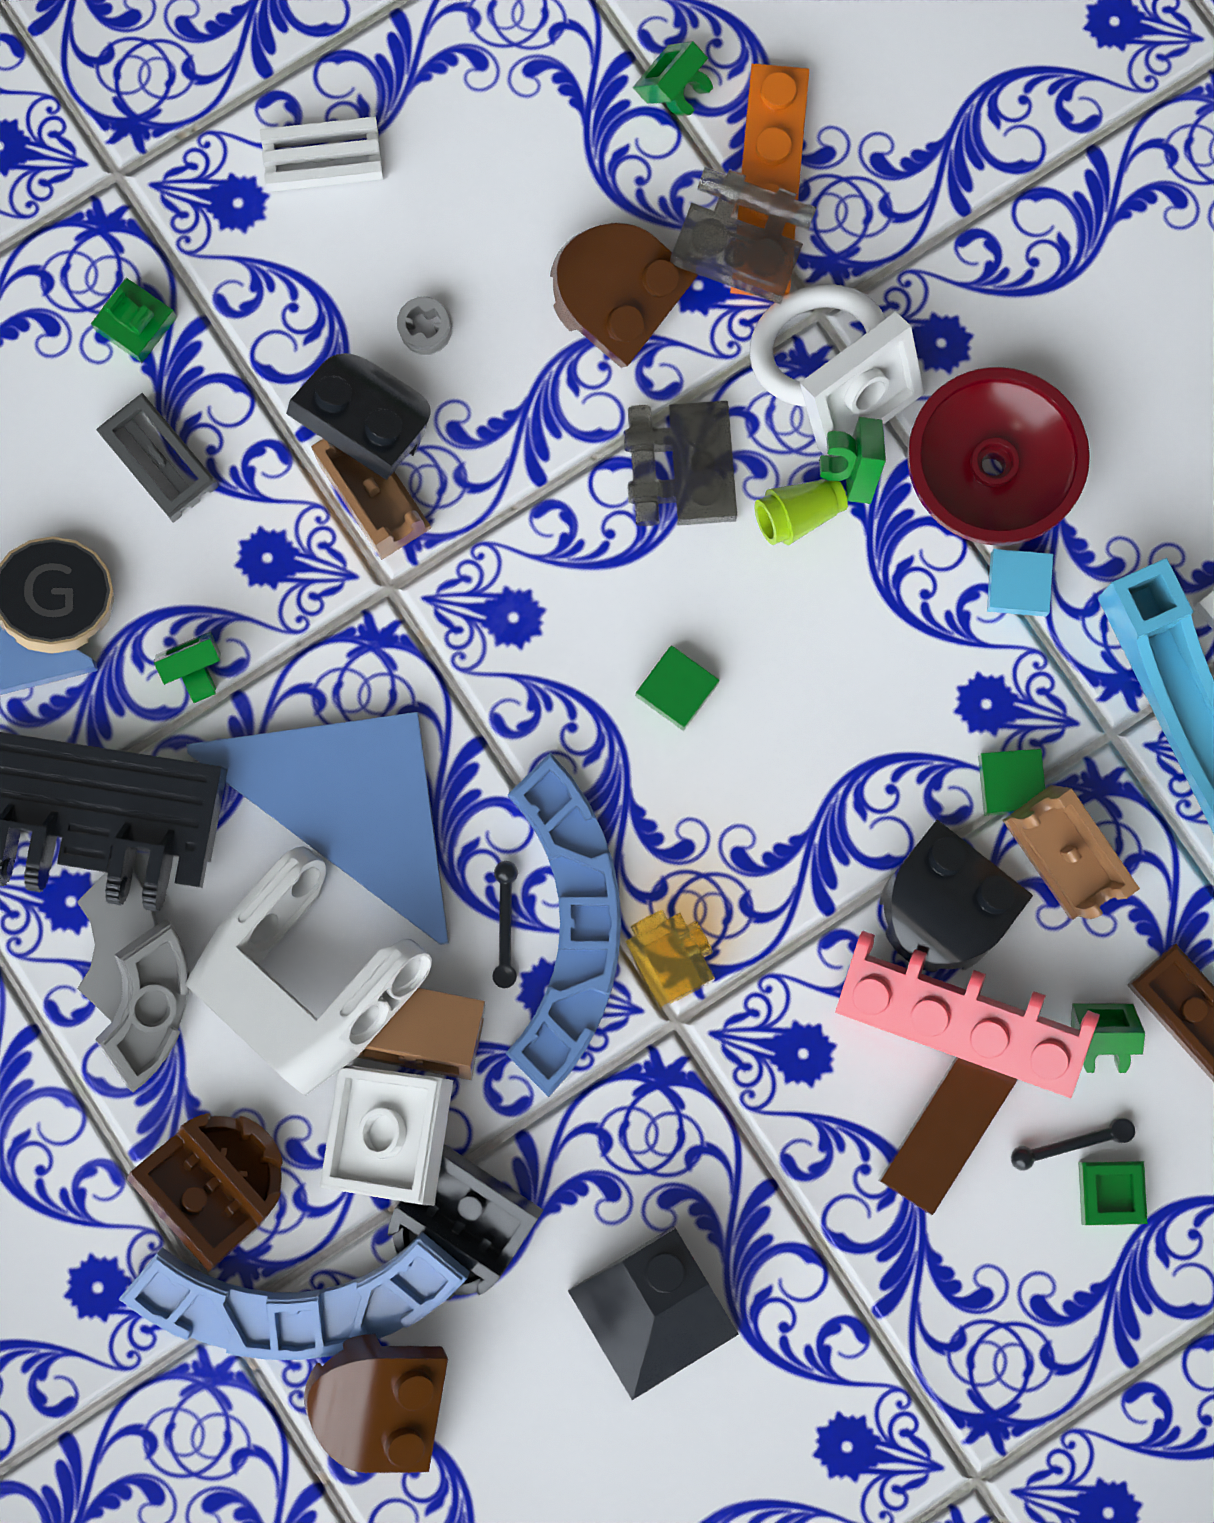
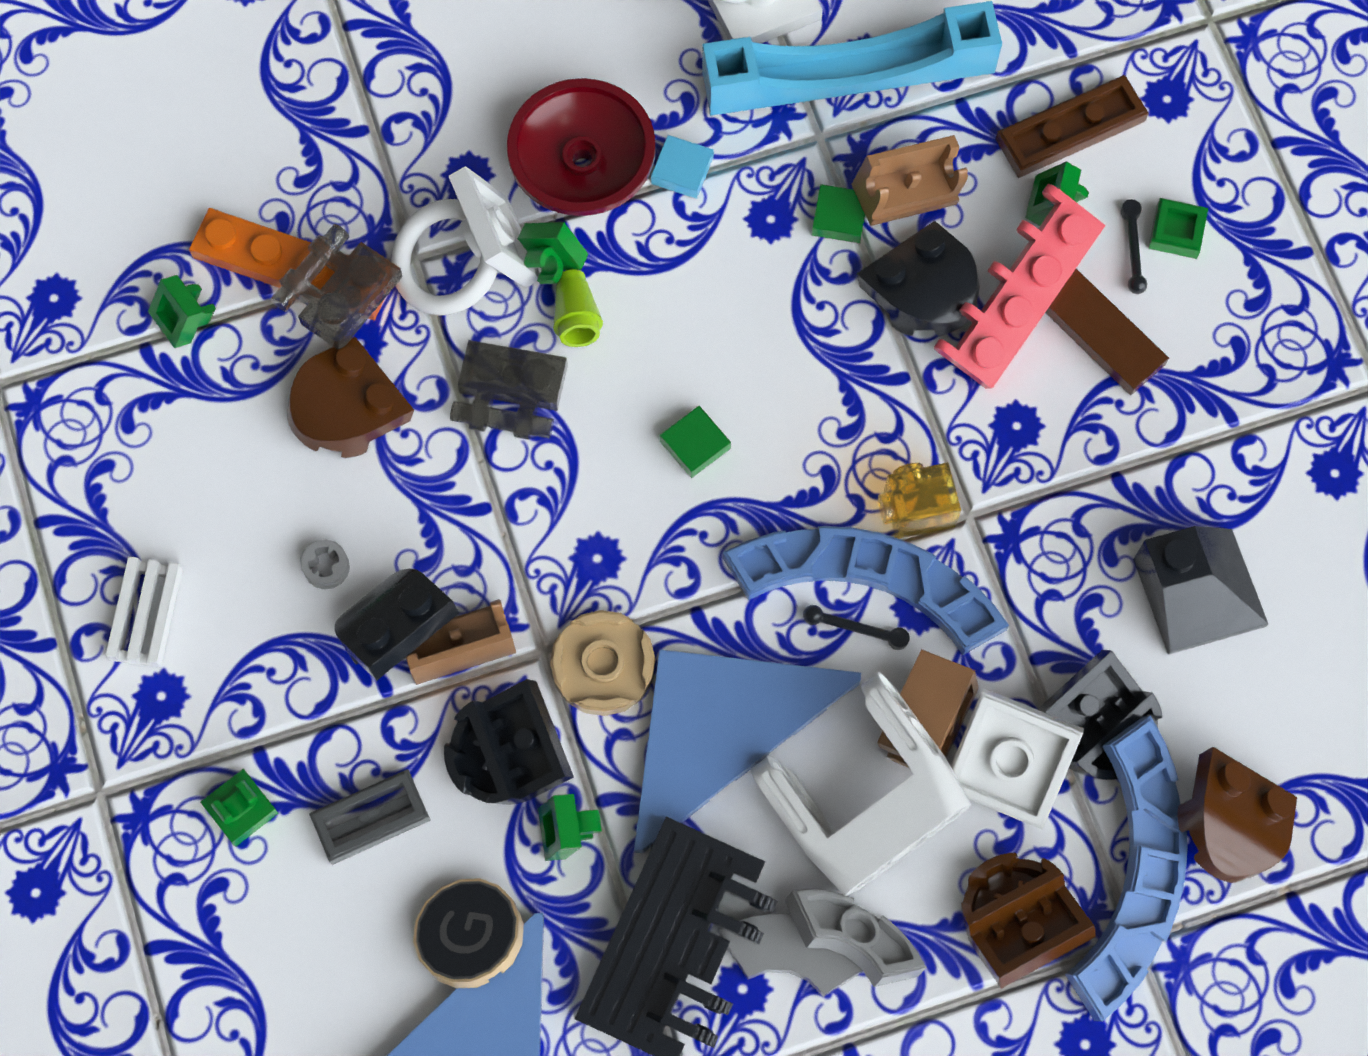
camera: 75 degrees left, 10 degrees down
(262, 577) = (506, 748): none -> black slope
(390, 655) = (602, 663): none -> tan tile

